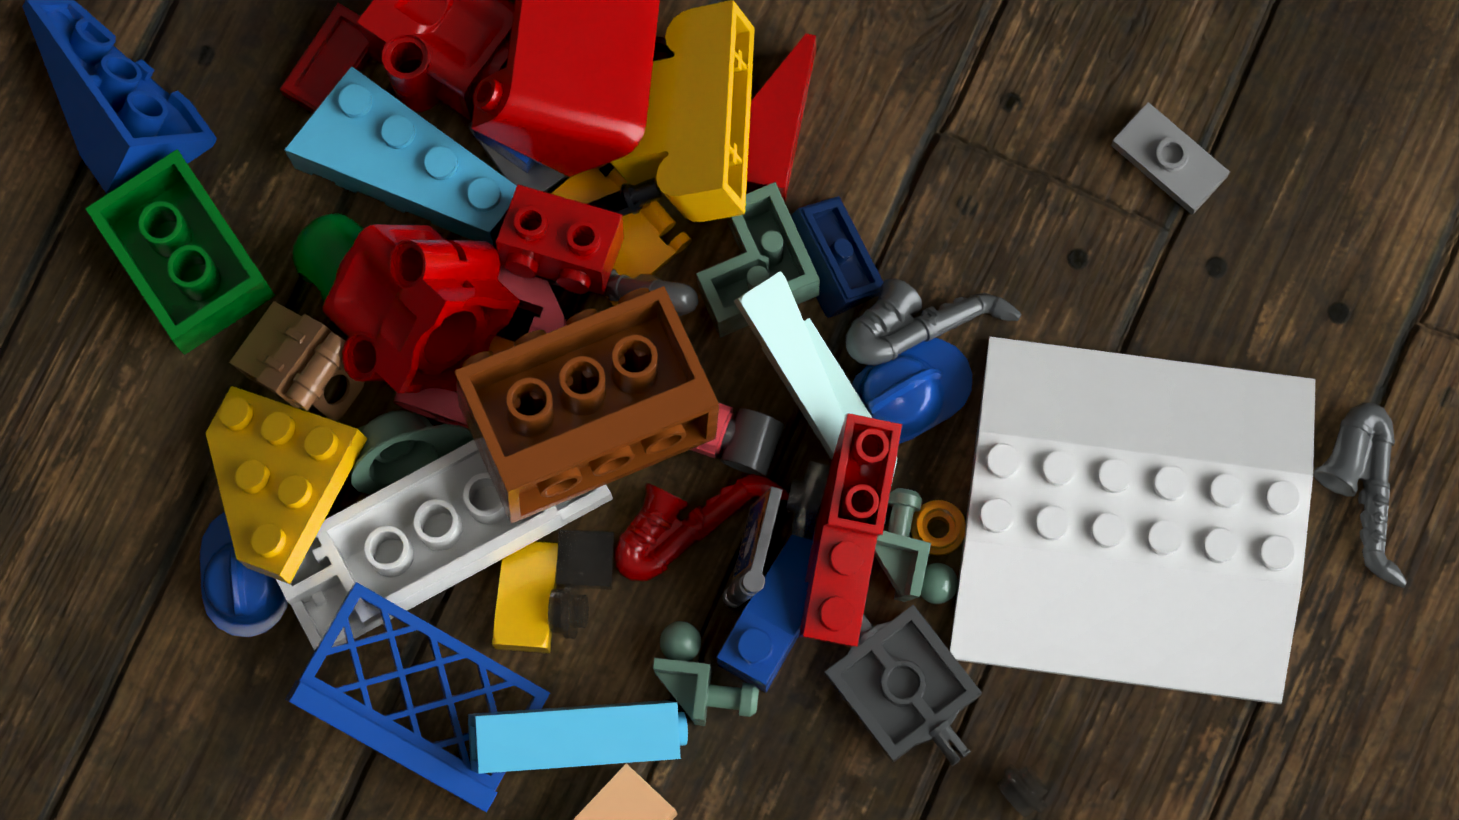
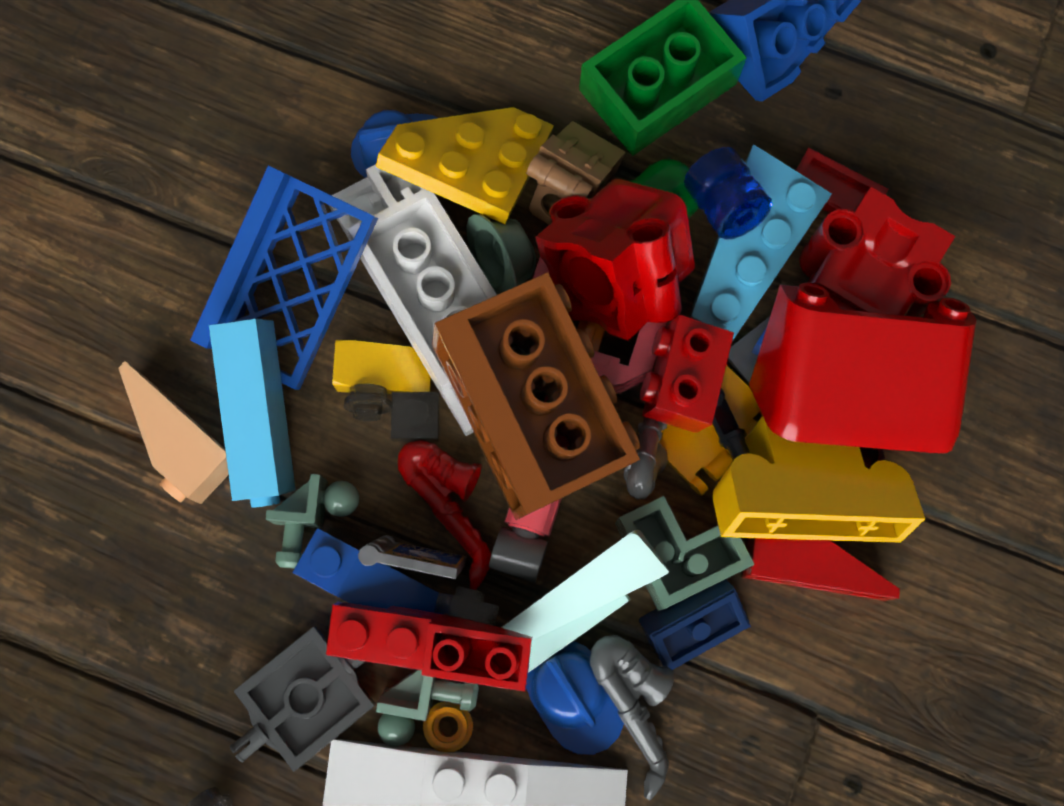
camera: 80 degrees right, 0 degrees up
(345, 183) = (727, 193): none -> clear blue wheel

